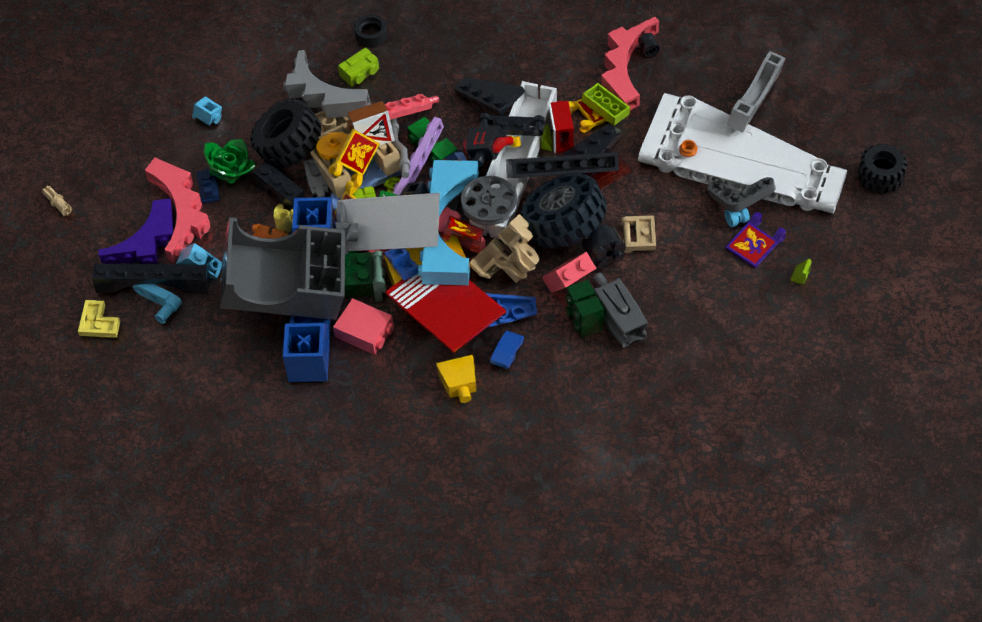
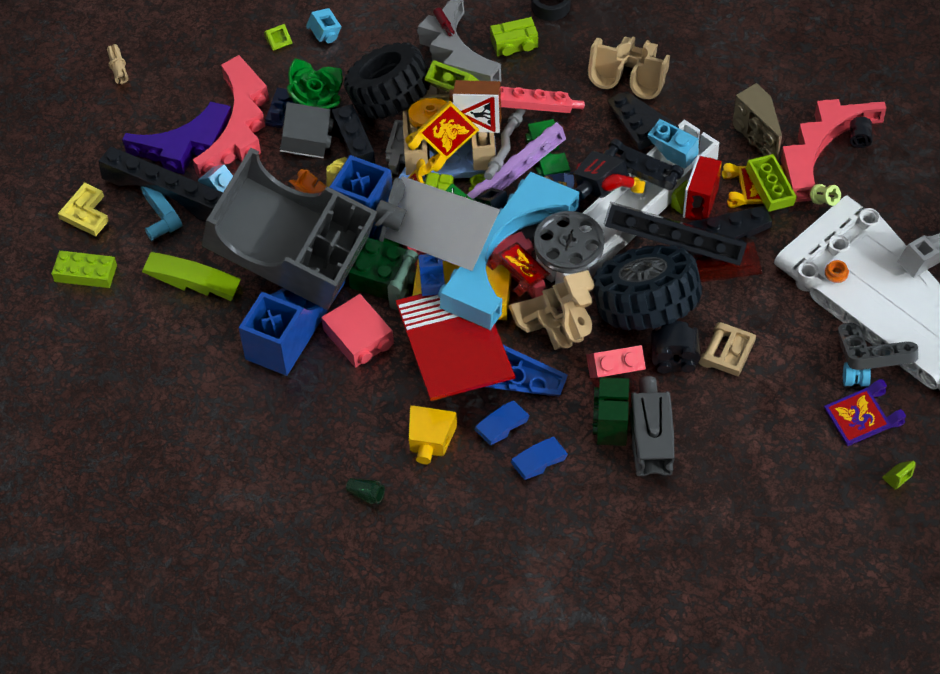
camera: 25 degrees right, 0 degrees up
(122, 365) = (84, 269): none -> lime piece
(174, 133) = (278, 37): none -> lime slope
(211, 336) = (190, 274): none -> lime slope
(239, 194) = (306, 130): none -> dark grey piece
(303, 73) = (443, 20): none -> dark red pin
(334, 113) = (444, 76): none -> lime brick
(435, 437) = (367, 490): none -> clear green cone
(442, 60) = (647, 74): none -> tan piece
(527, 100) = (674, 143): none -> medium azure slope
(547, 363) = (538, 457): none -> blue slope
(575, 63) = (757, 120): none -> dark tan slope
(650, 97) = (830, 190): none -> yellowish green bush

